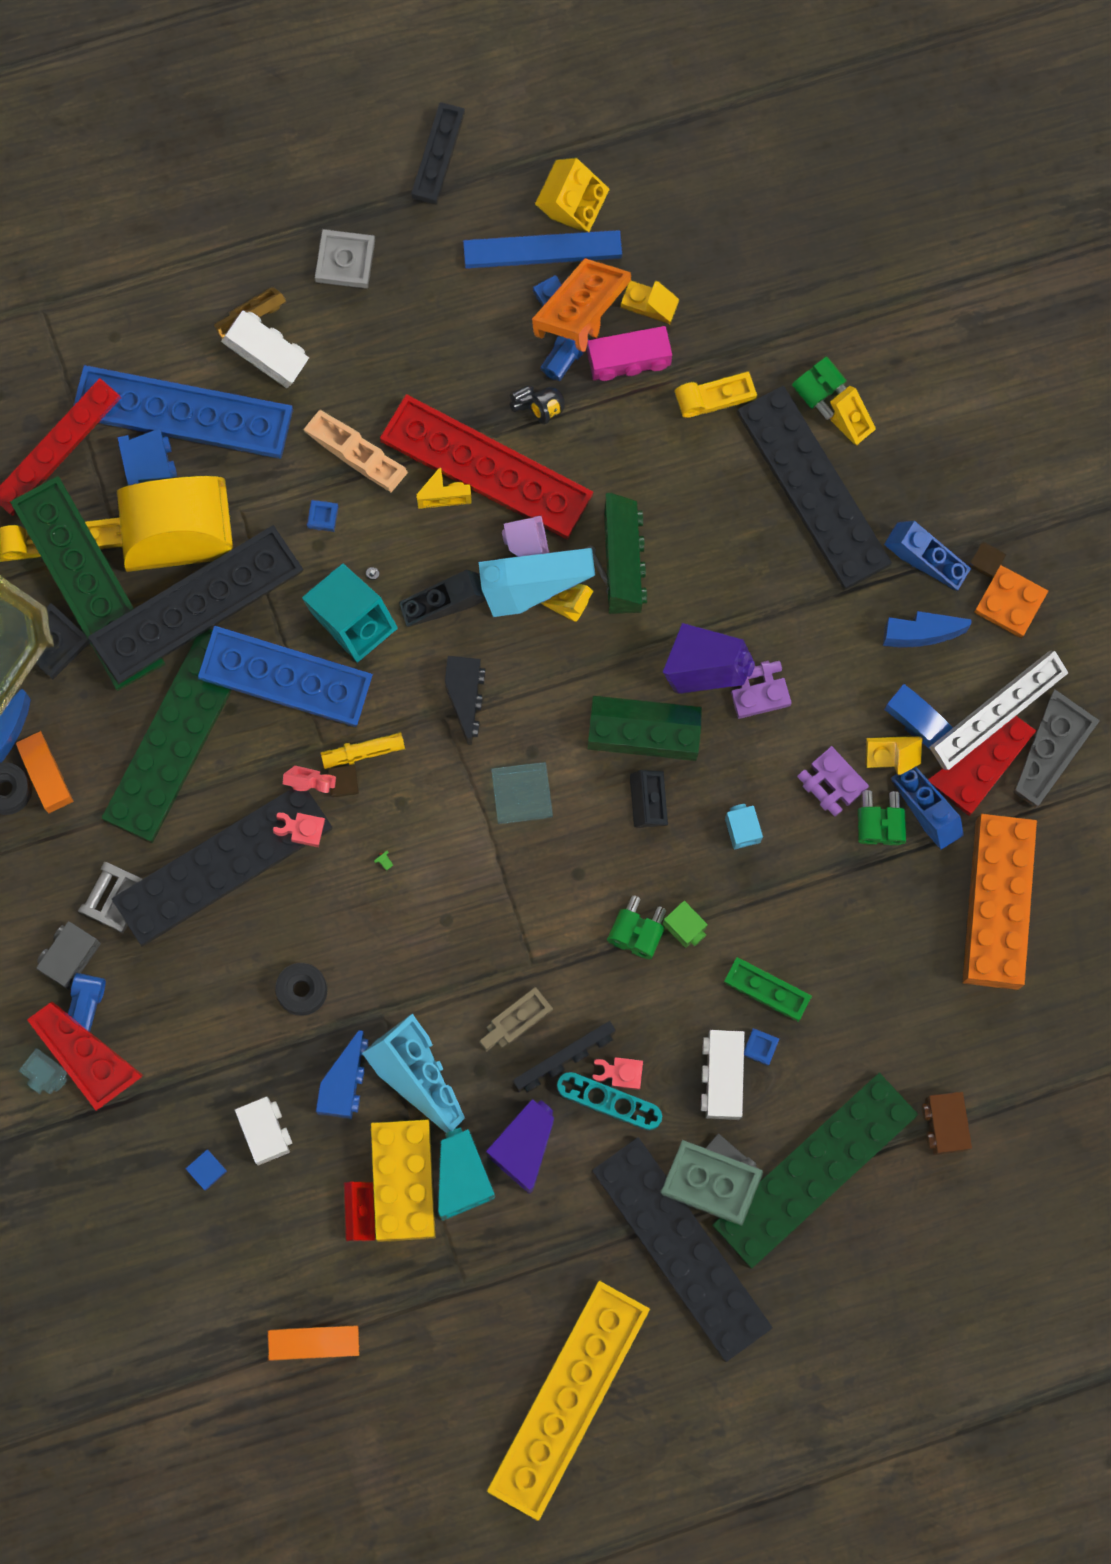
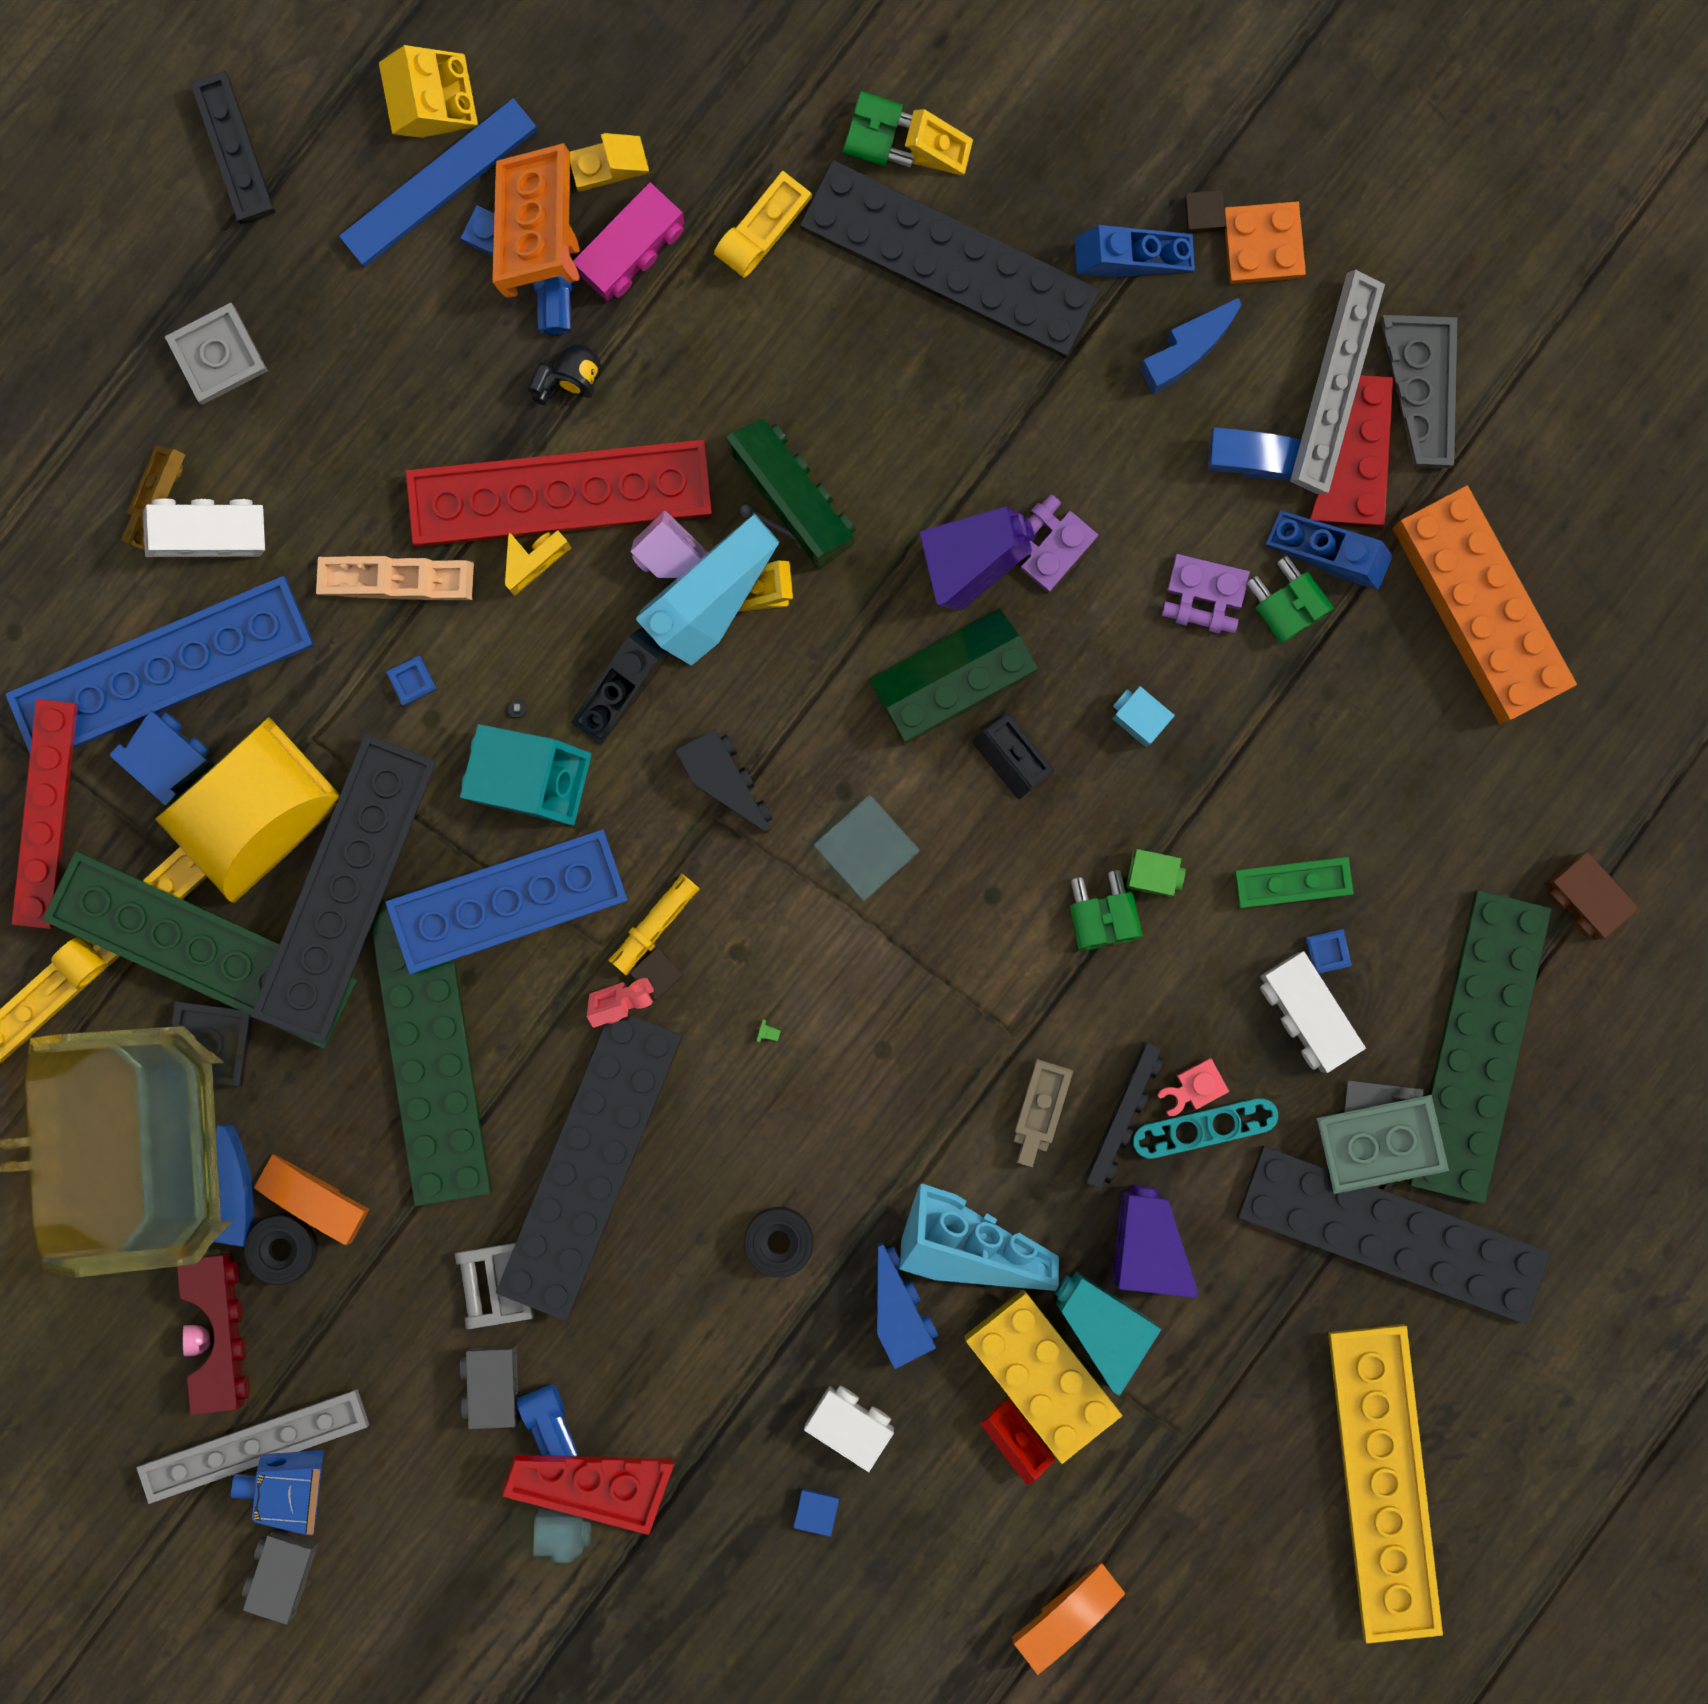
camera: 30 degrees left, 10 degrees up
(304, 829) = (656, 1063): coral plate -> none
(895, 752) = (1255, 510): yellow slope -> none

